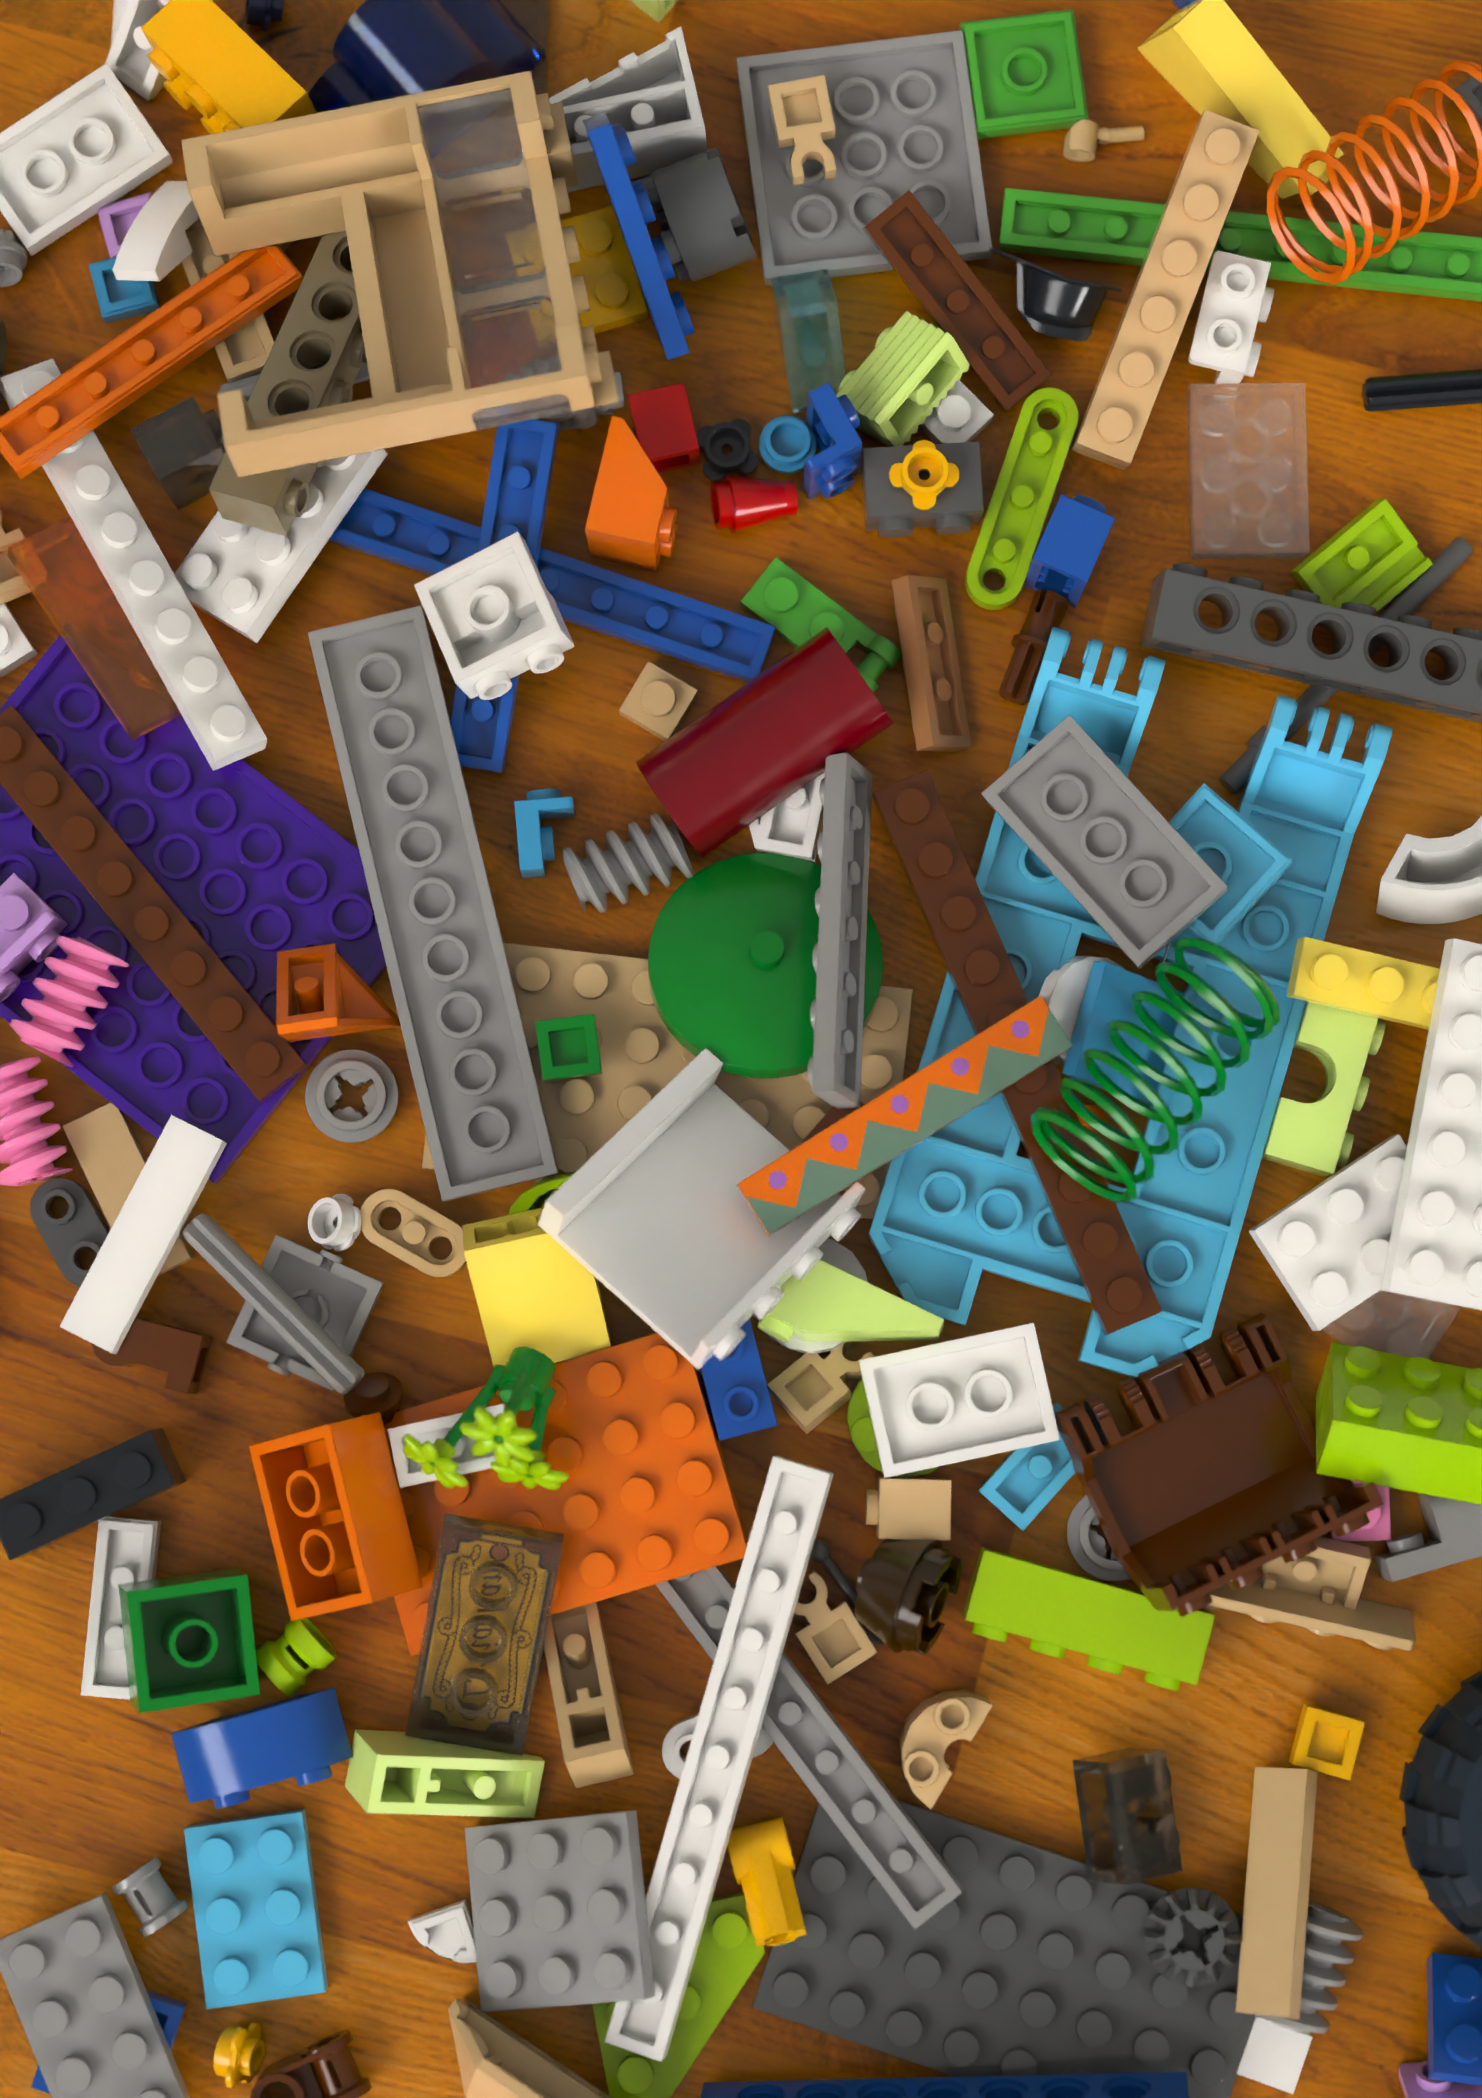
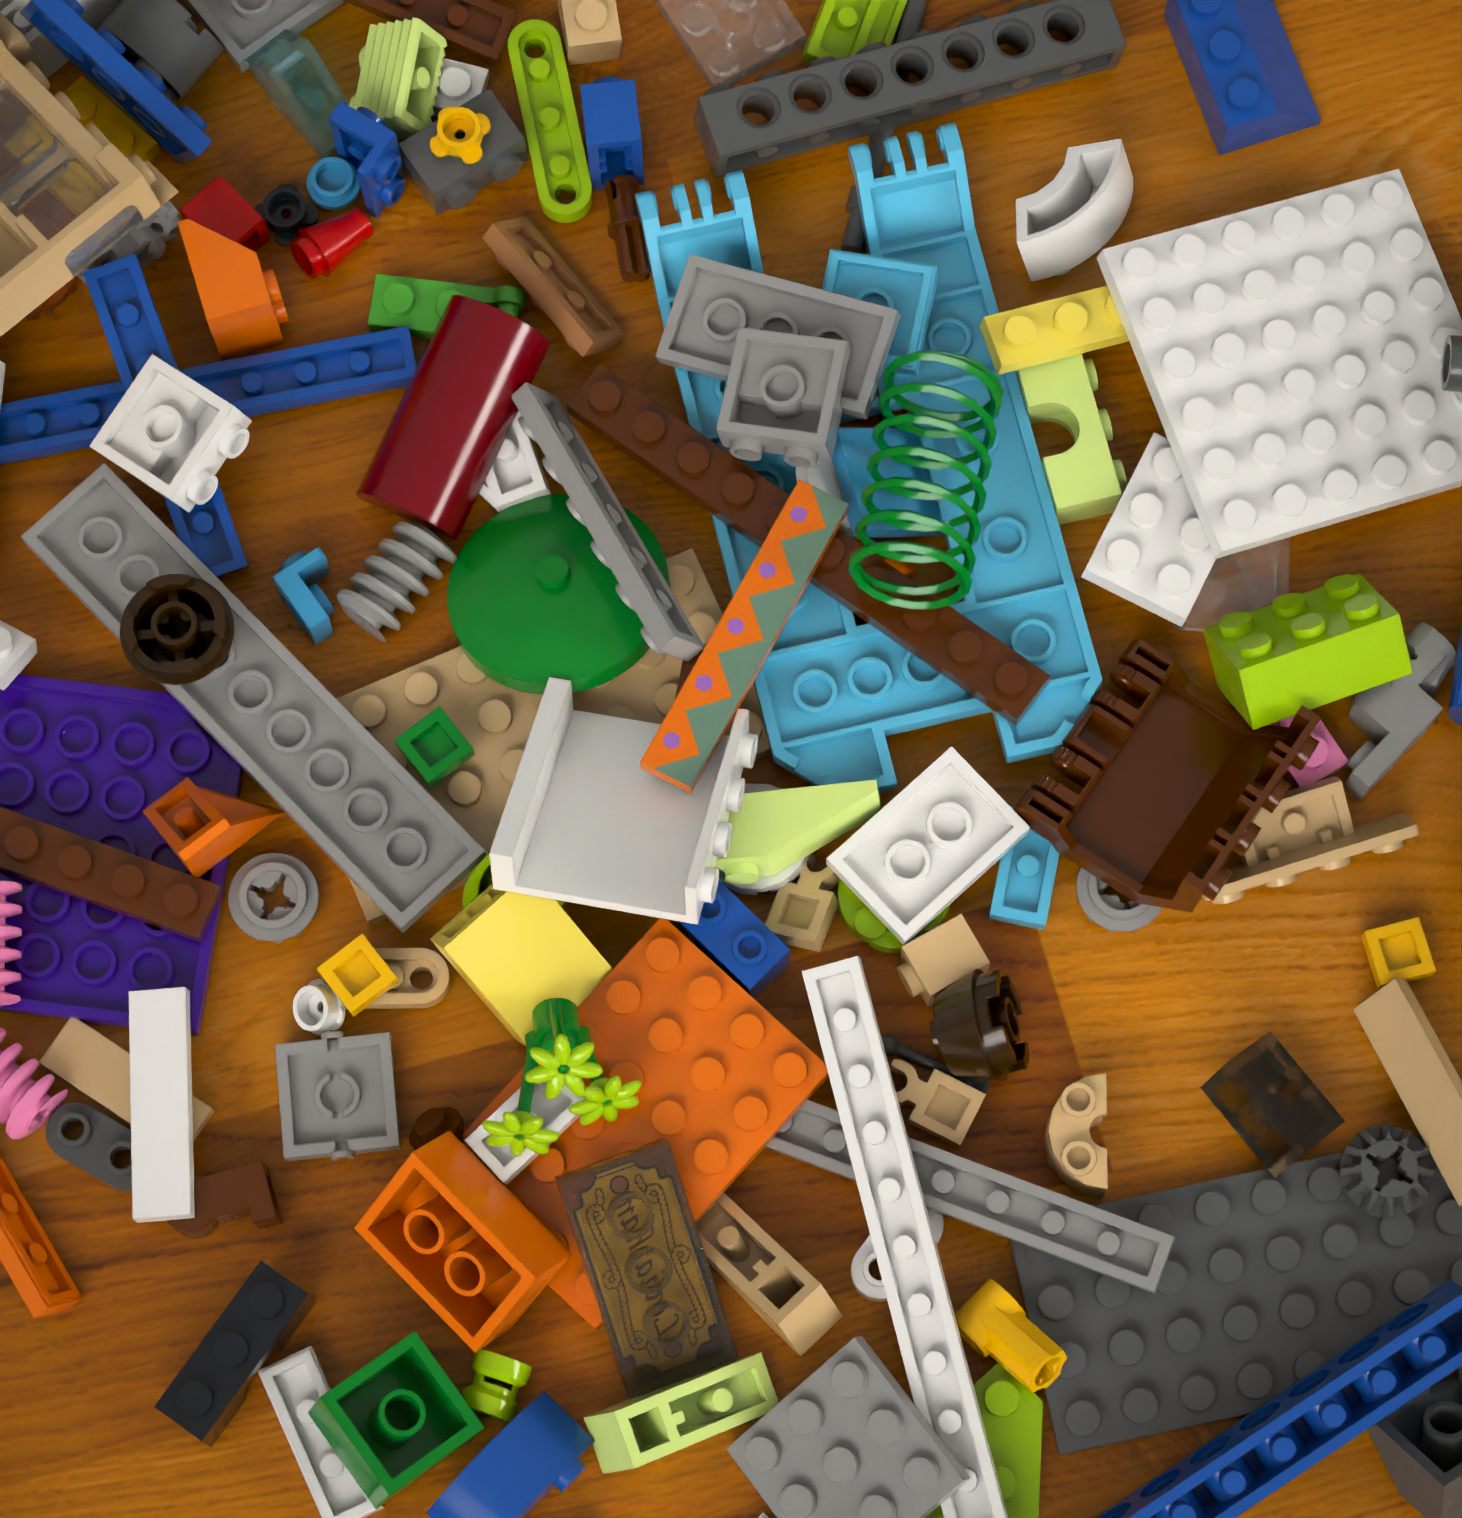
camera: 30 degrees left, 10 degrees down
(273, 1303) = (306, 1098): light grey axle -> none
(380, 1219) = (357, 975): none -> yellow plate
(391, 814) = (176, 629): none -> dark brown cone
(658, 702) = (346, 441): tan plate -> none
(1073, 908) = (783, 396): none -> light grey plate
(1085, 1616) = (1141, 965): lime brick -> none

